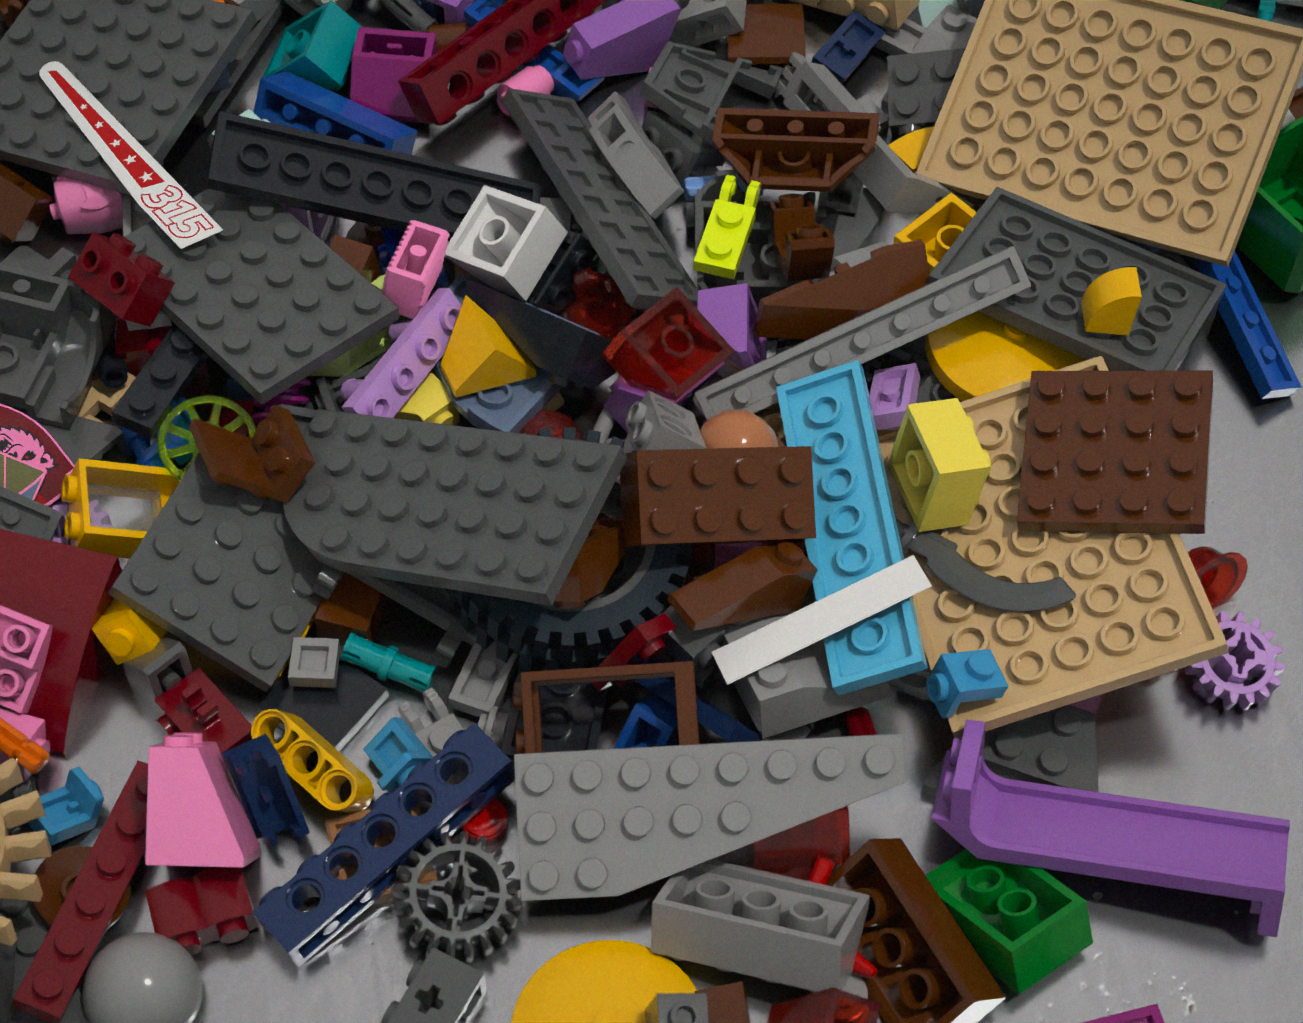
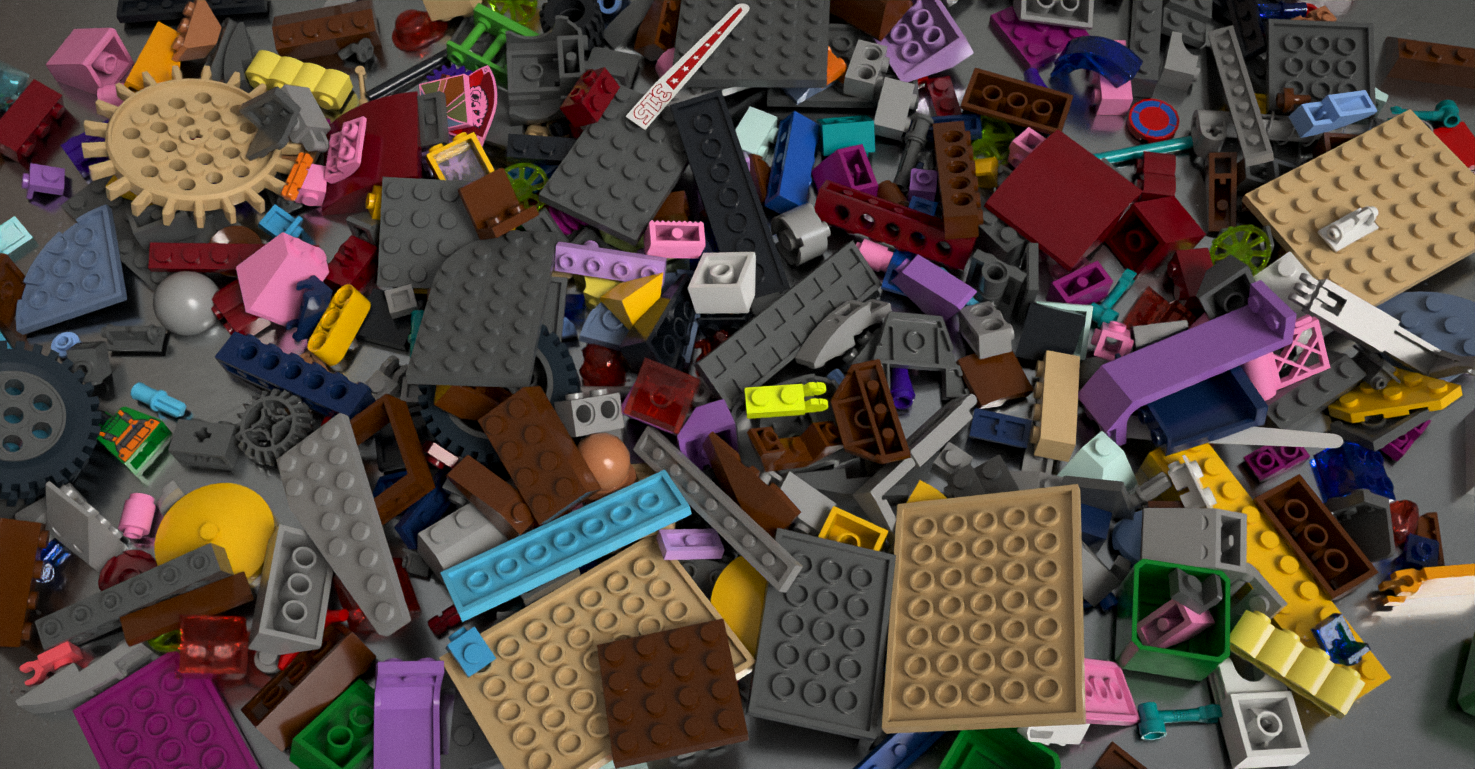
camera: 70 degrees right, 5 degrees up
(395, 753) = (361, 366): dark azure bracket -> none
(461, 136) = (800, 234): none -> light grey brick
(821, 619) = (481, 549): white sticker -> none
(939, 464) = (617, 579): light yellow brick -> none
(975, 584) = (553, 628): dark grey sword -> none
(1112, 302) = (796, 653): yellow brick -> none

